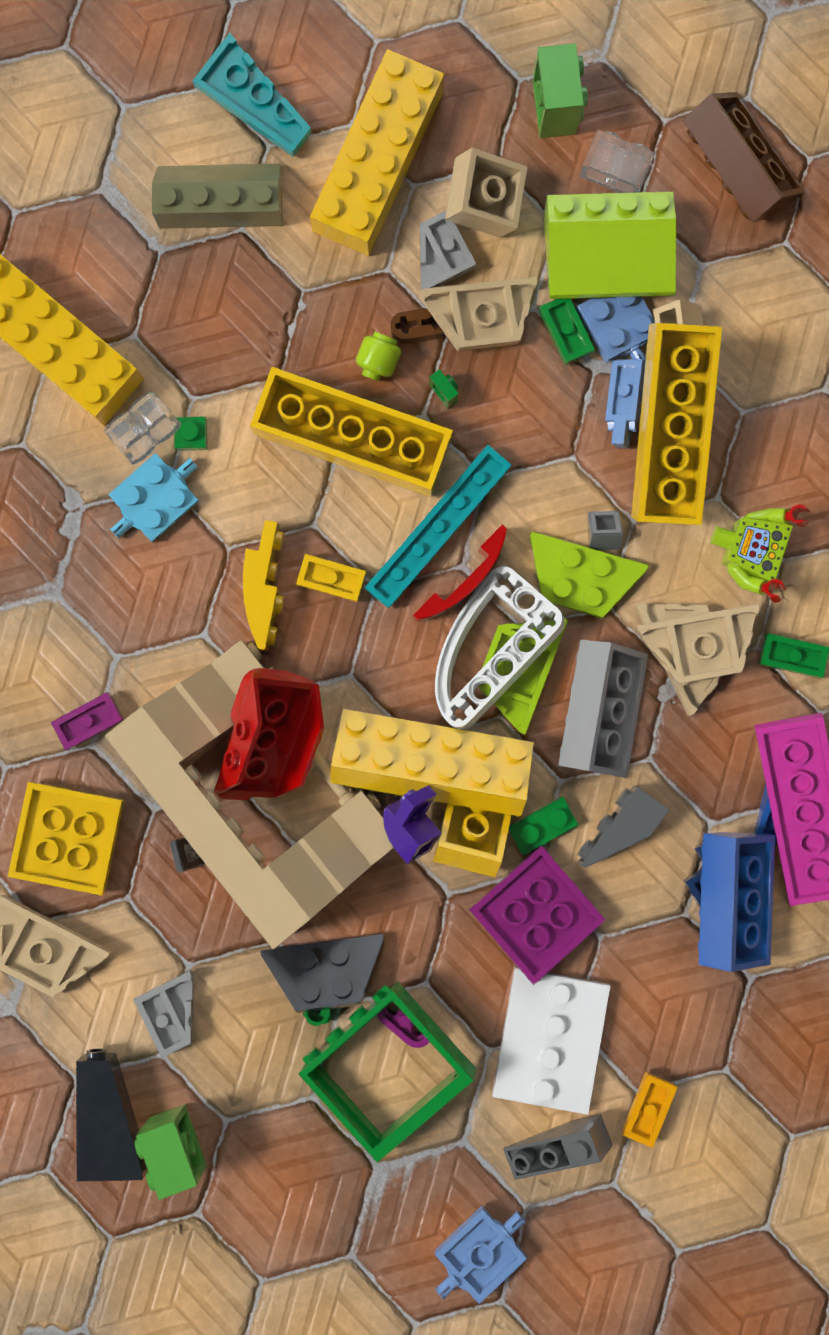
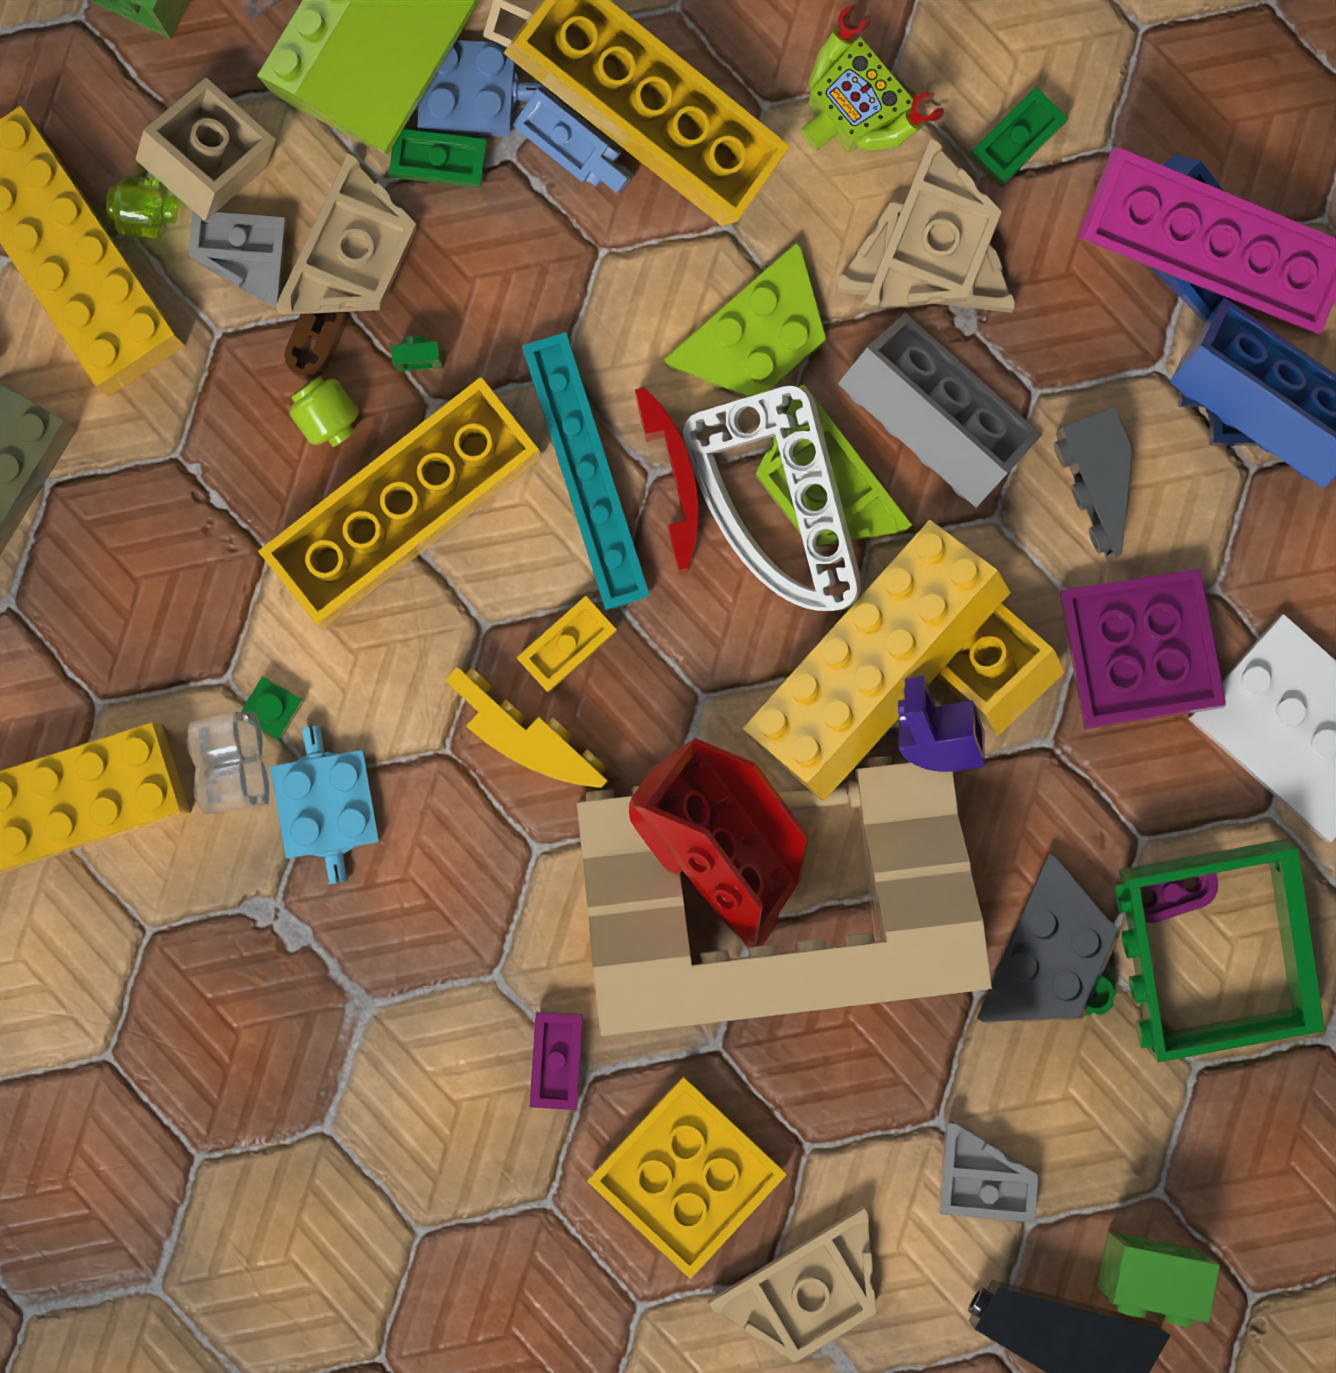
camera: 60 degrees left, 0 degrees up
(184, 855) = (799, 1035): slope -> none
(430, 179) = (141, 207): none -> clear neon green head
(542, 825) = (1036, 574): green plate -> none
(605, 530) = (718, 269): dark grey slope -> none

